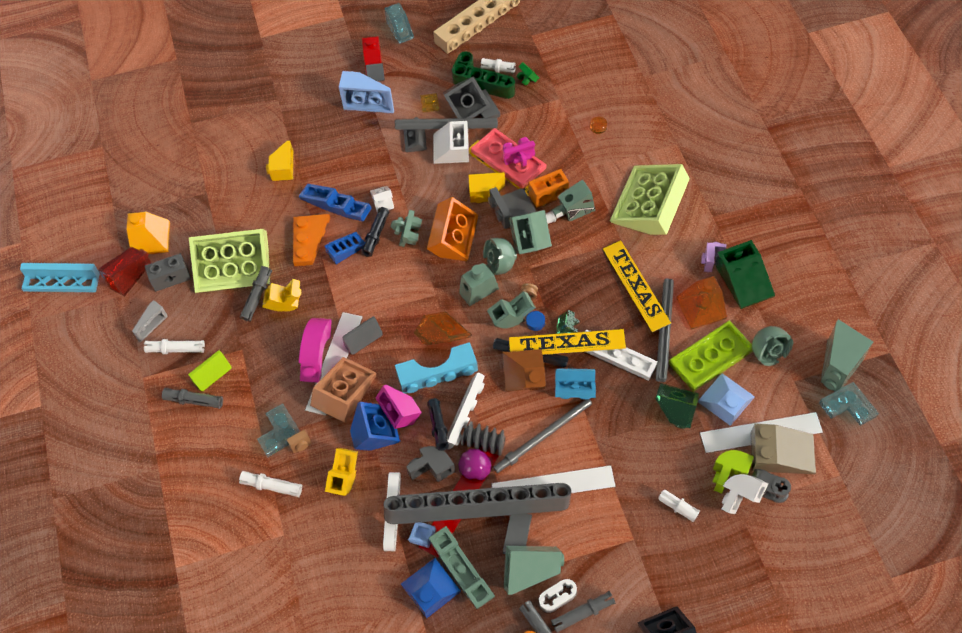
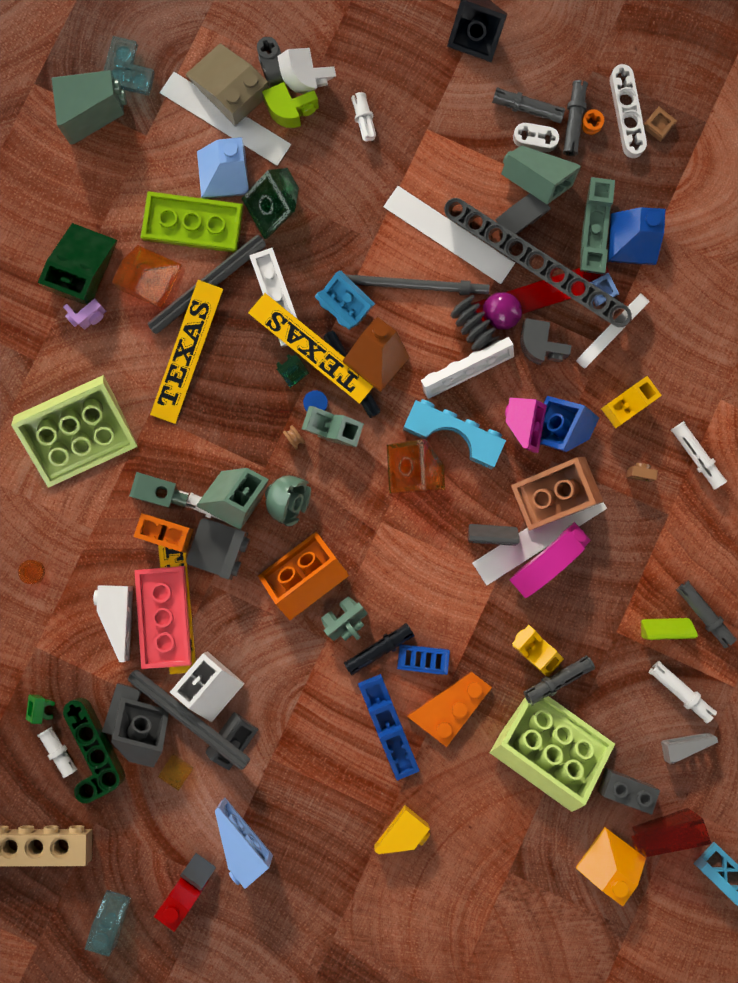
camera: 145 degrees left, 25 degrees up
(283, 429) = (646, 497): clear light blue plate -> none
(382, 198) = (336, 688): white slope -> none
(439, 430) = (510, 363): black pin -> none
(477, 284) = (336, 486): sand green torso -> none
(482, 183) = (223, 600): yellow slope -> none
(519, 153) = (161, 610): dark pink hips -> none
(544, 141) = (115, 613): none -> white slope
(771, 345) = (132, 177): sand green cylinder -> none

